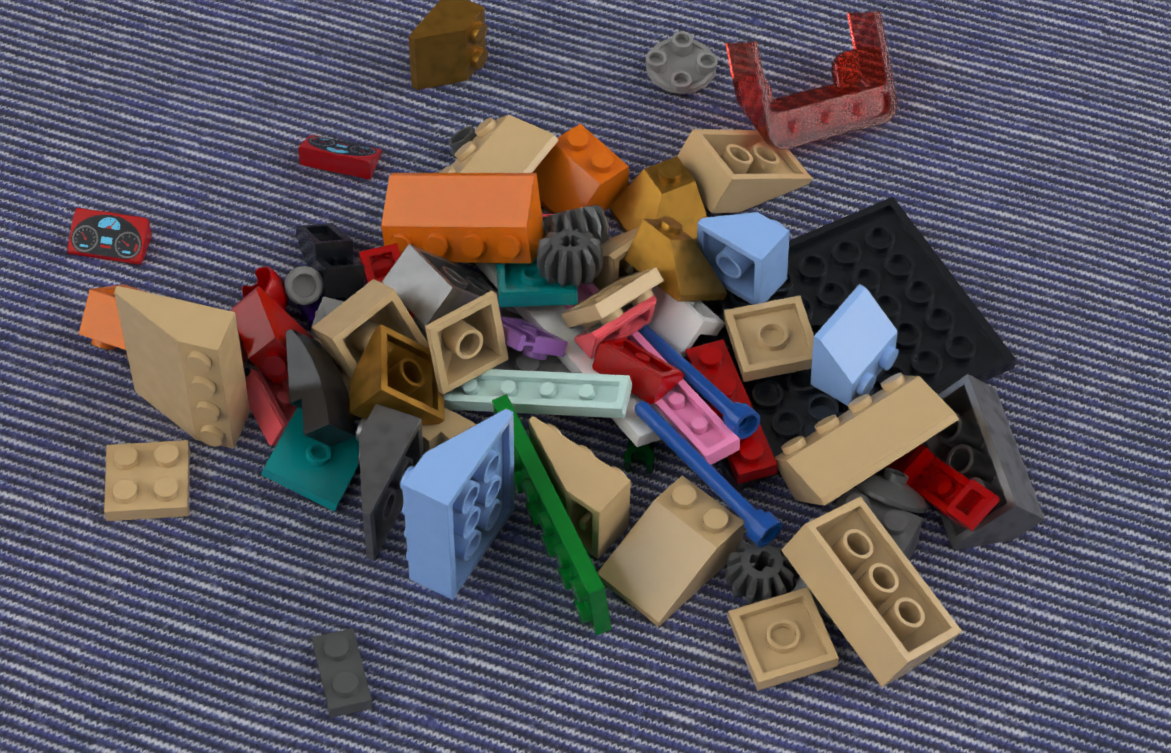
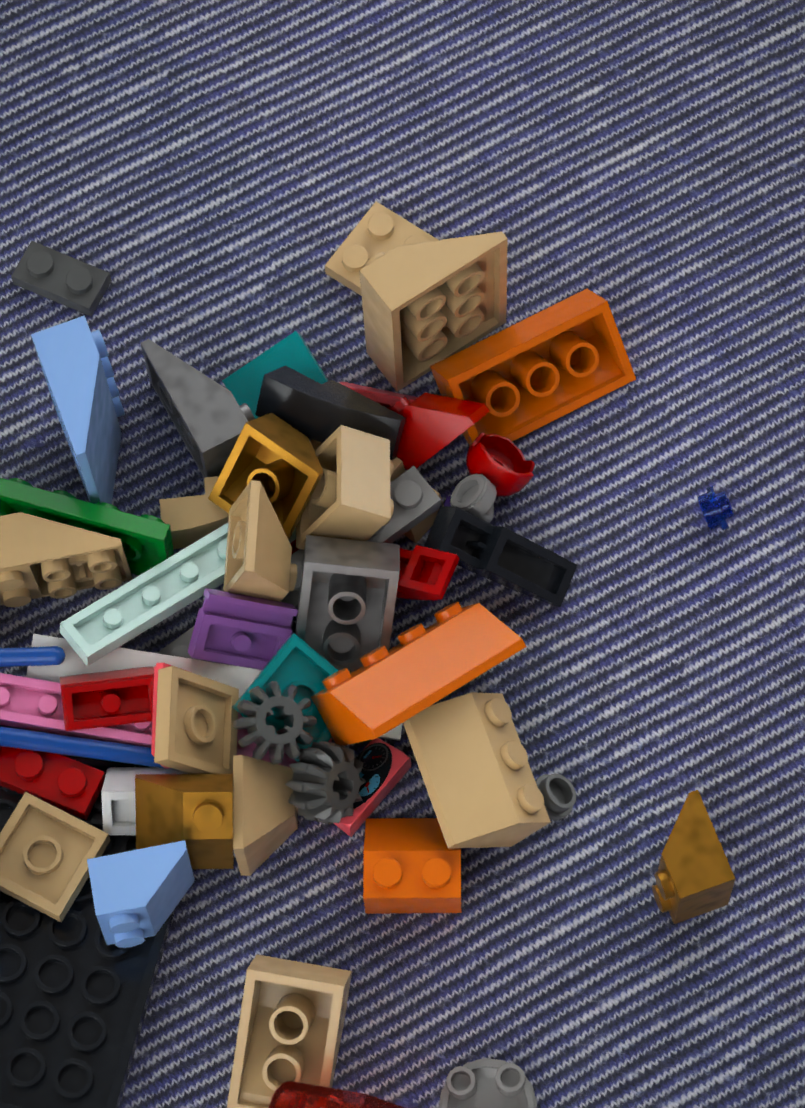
camera: 135 degrees right, 15 degrees up
(109, 236) = (701, 398): slope -> none
(190, 179) = (716, 508): none -> clear blue plate
(339, 156) = (642, 672): red slope -> none
(660, 192) = (303, 914): pearl gold slope -> none

